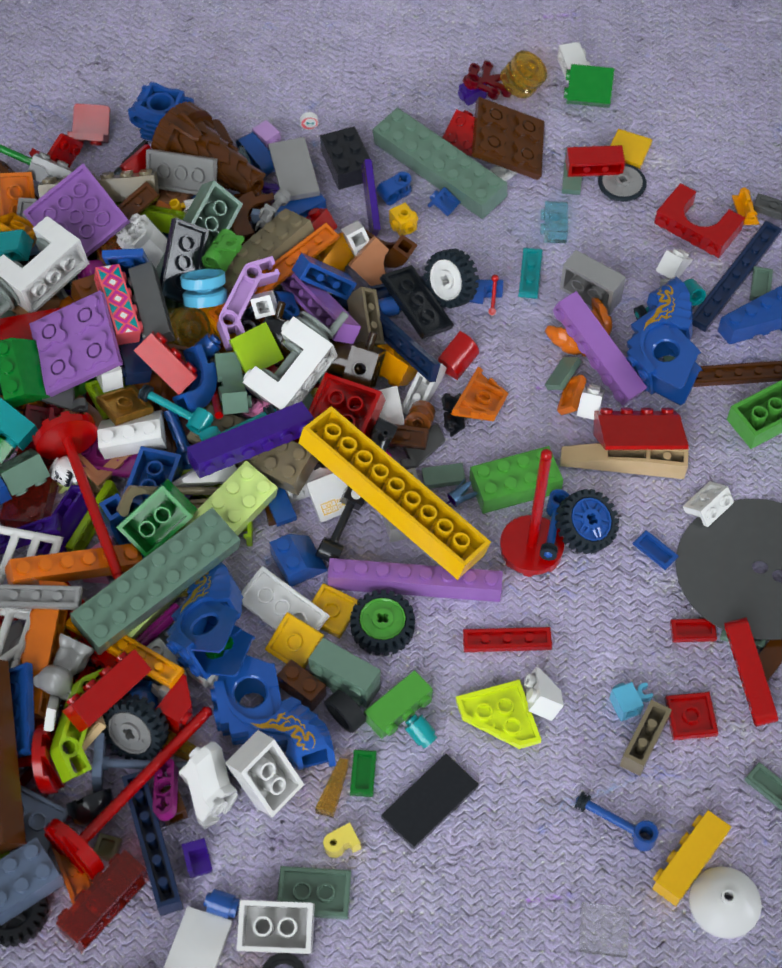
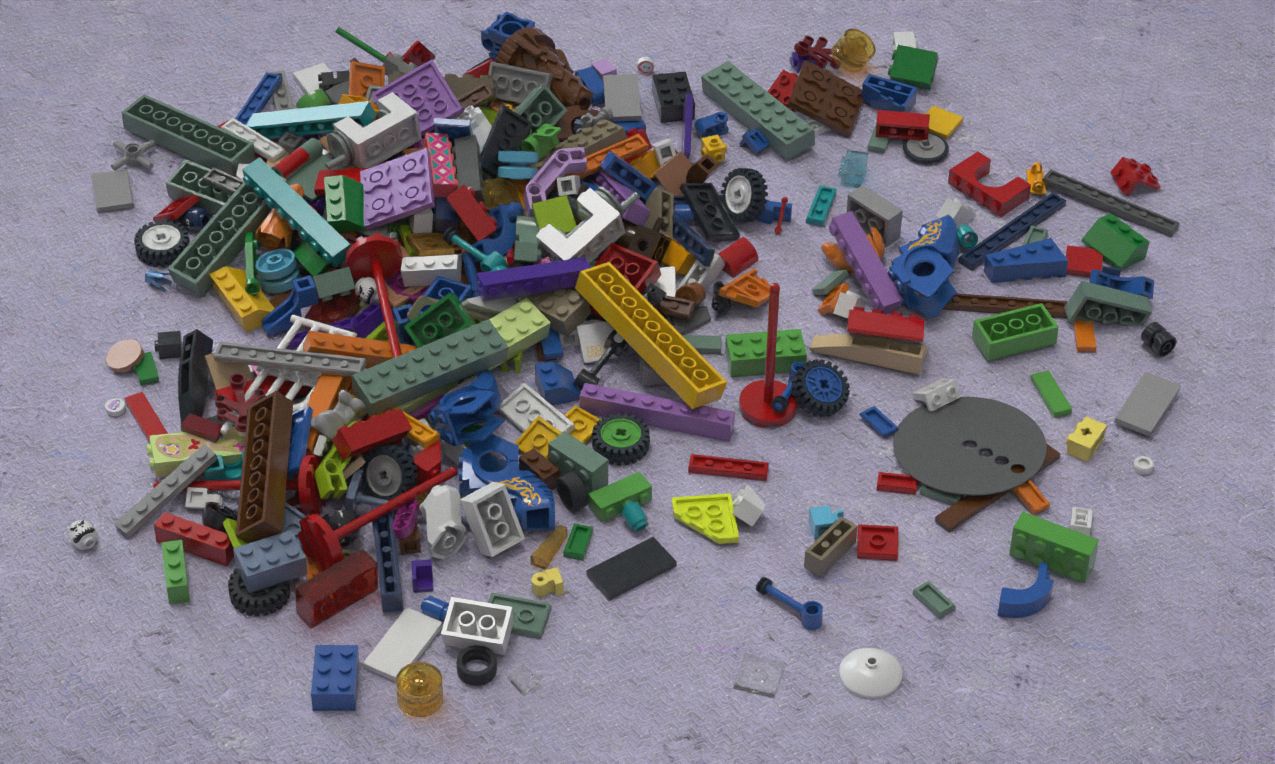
camera: 10 degrees right, 15 degrees down
(91, 123) = (446, 43): bracket -> none
(456, 497) = (714, 360): flat silver piece -> none
(571, 124) = (888, 94): none -> blue wedge
(691, 857) = (848, 635): yellow brick -> none
(751, 672) = (937, 514): red beam -> none

